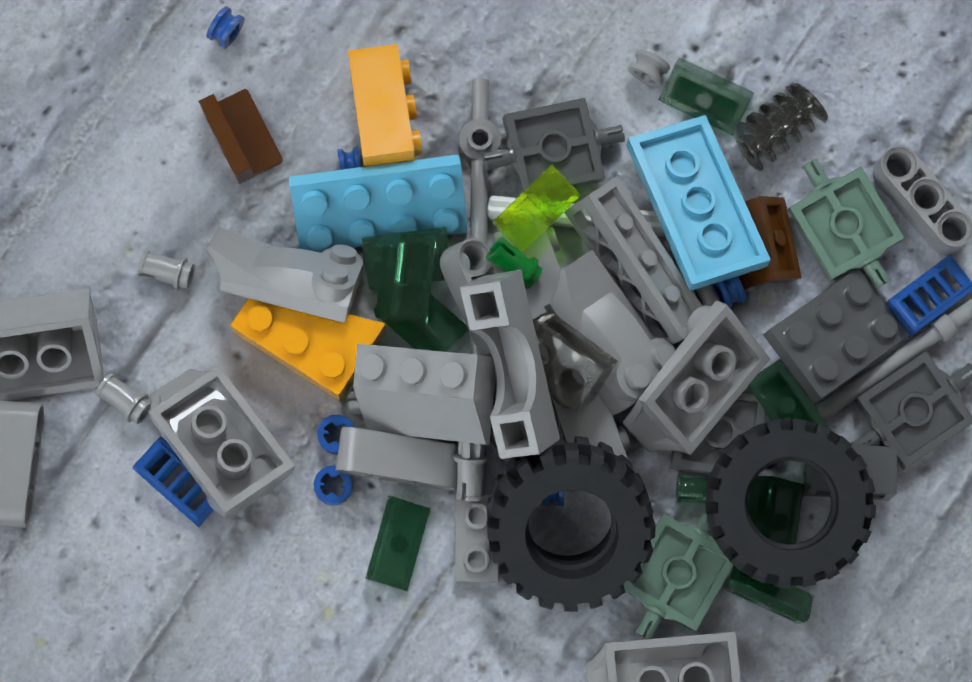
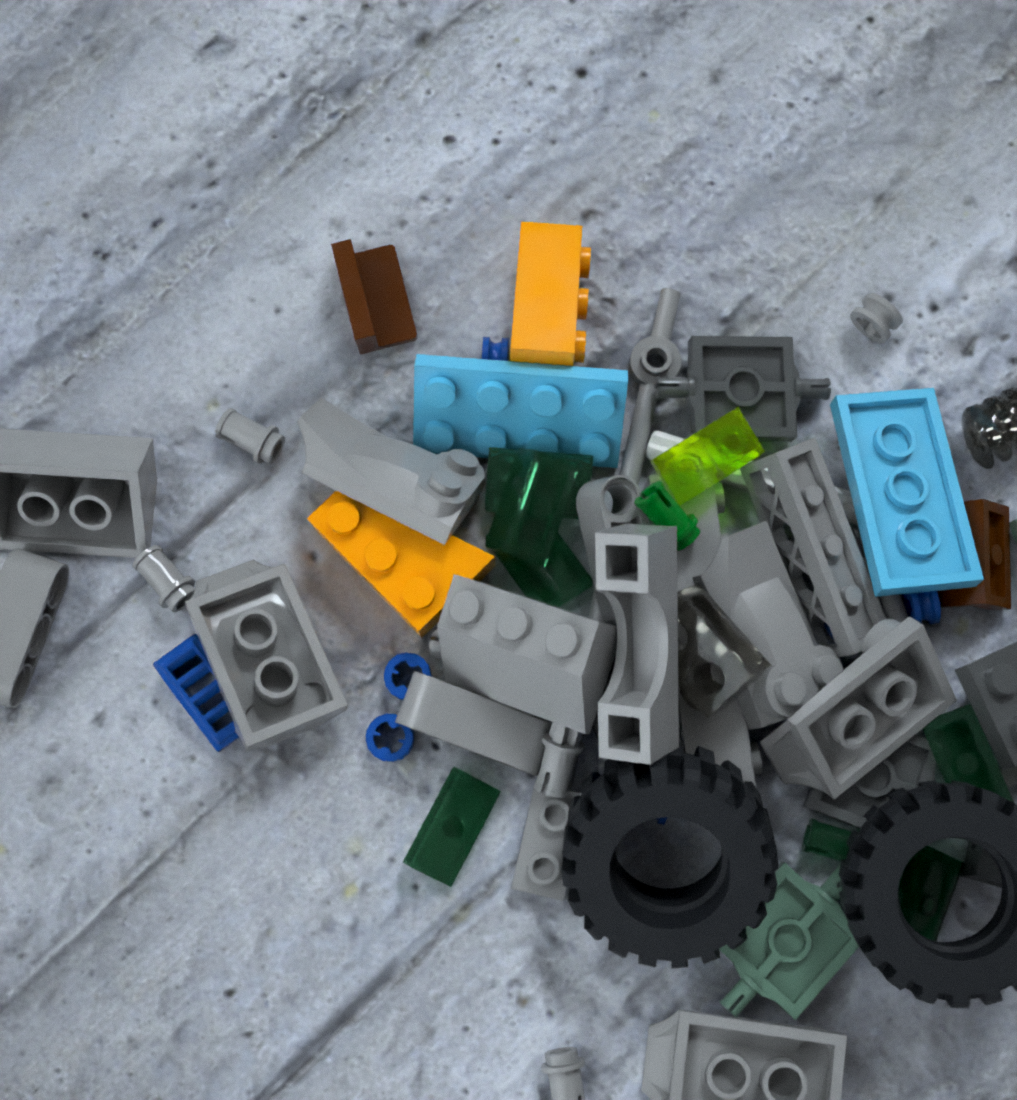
camera: 20 degrees right, 0 degrees up
(225, 27) = (384, 167): blue bush -> none
(705, 93) = (935, 362): clear green slope -> none
(786, 602) = (922, 1016): clear green slope -> none

